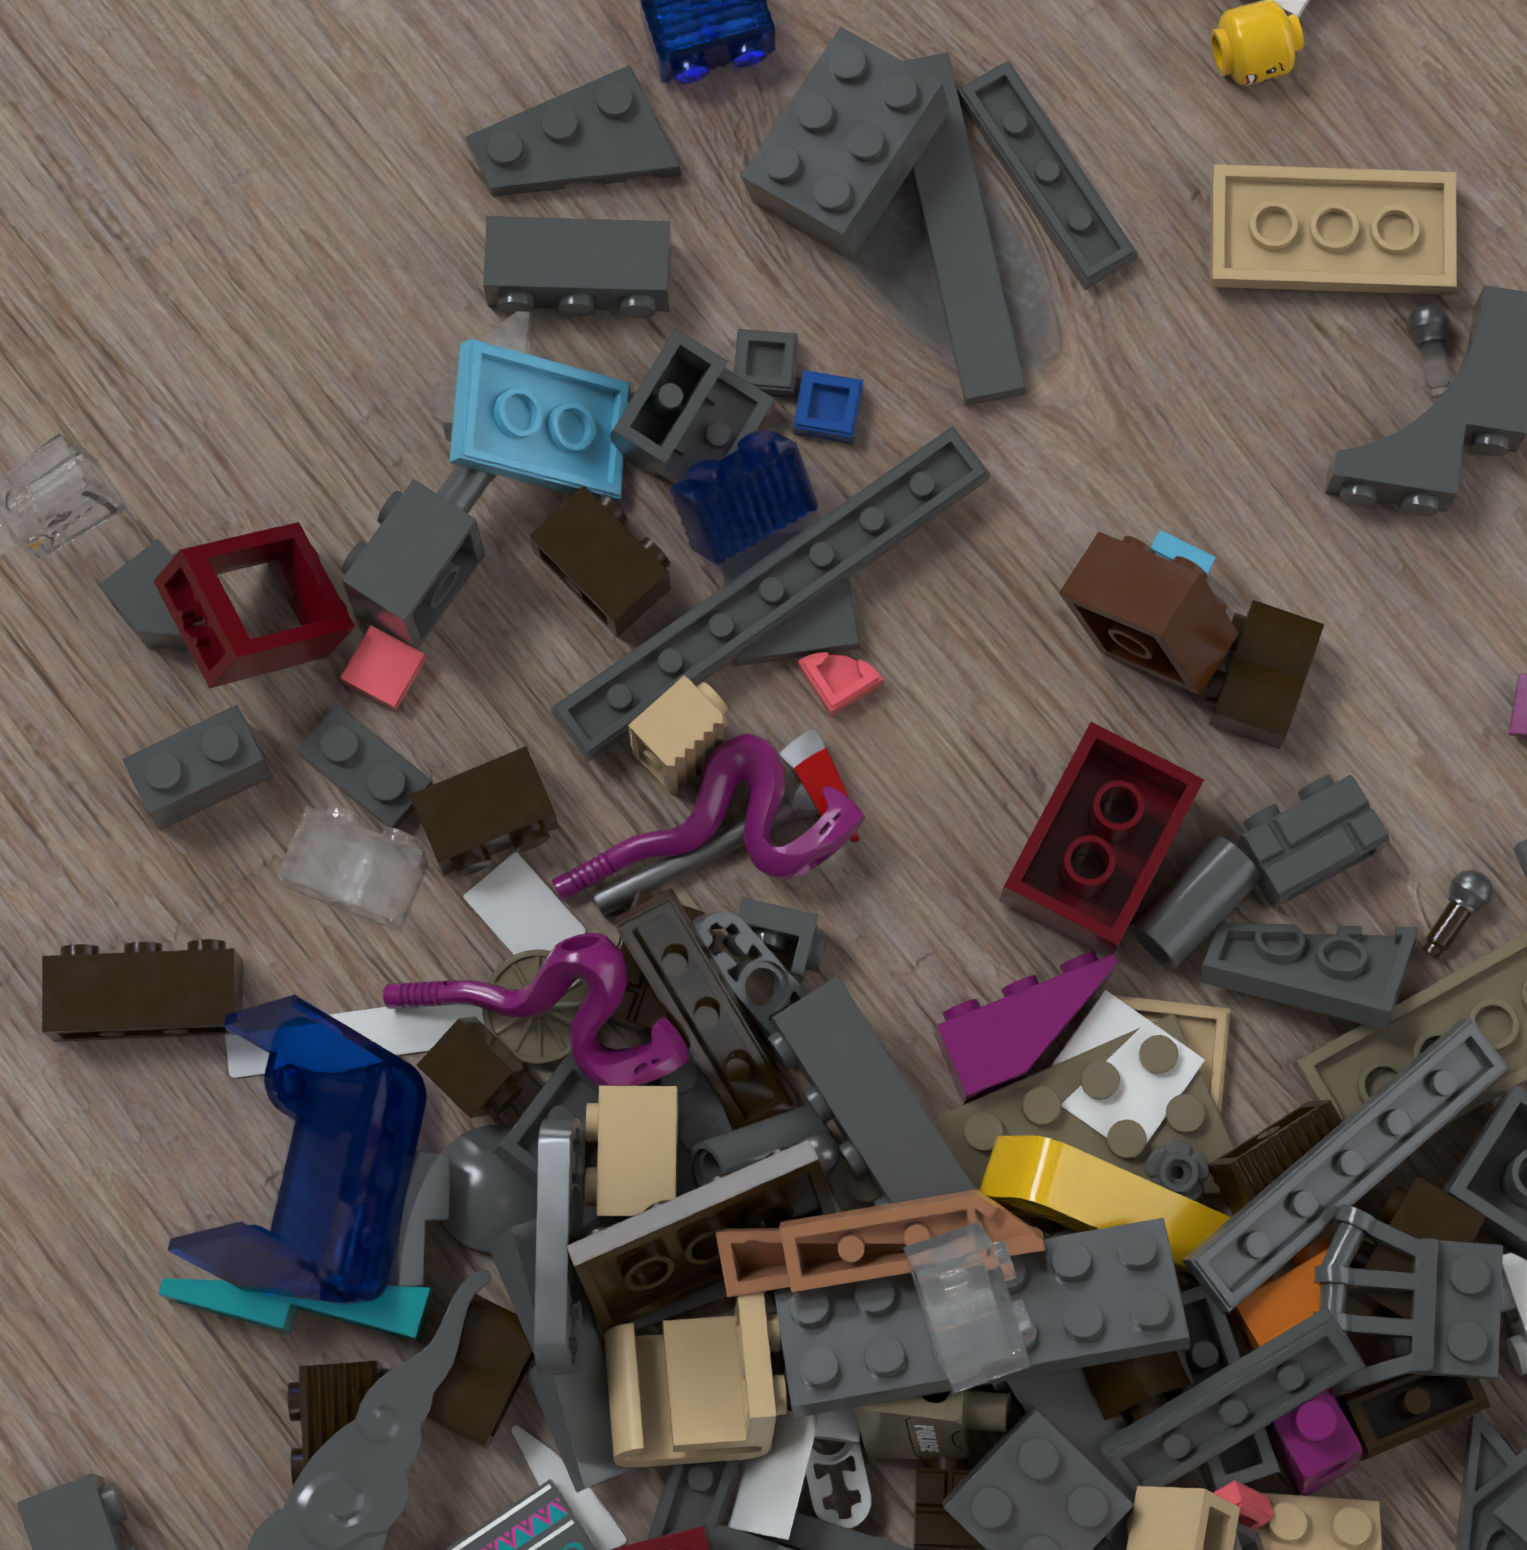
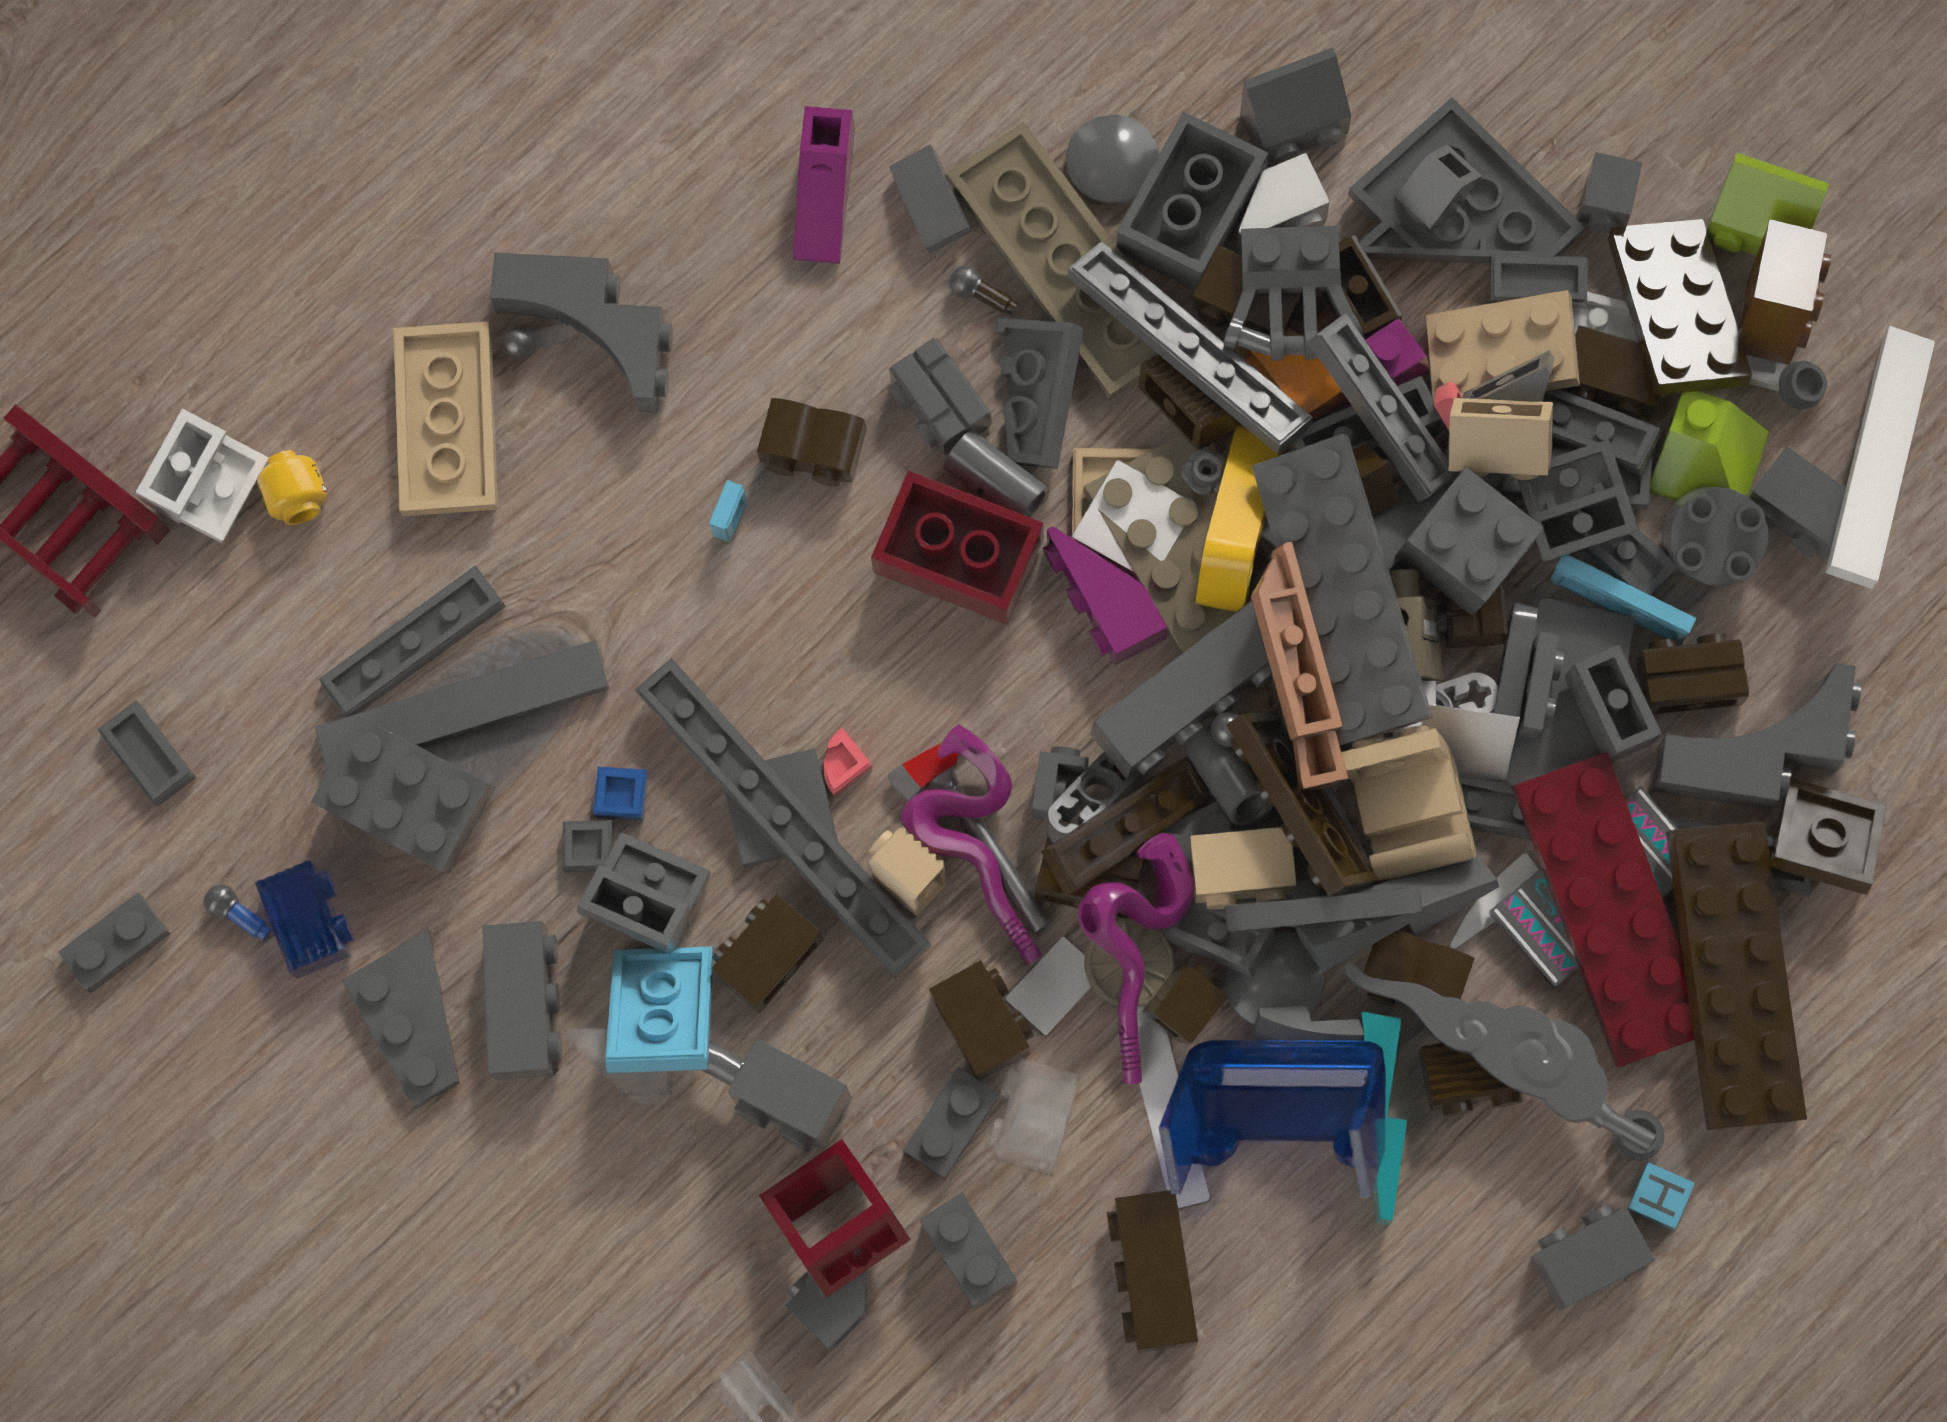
camera: 90 degrees left, 0 degrees up
(383, 668) = (868, 1119): coral tile -> none
(743, 496) = (708, 843): clear blue brick -> none
(969, 1306) = (1346, 582): clear brick -> none
(1150, 611) = (777, 521): reddish brown brick -> none

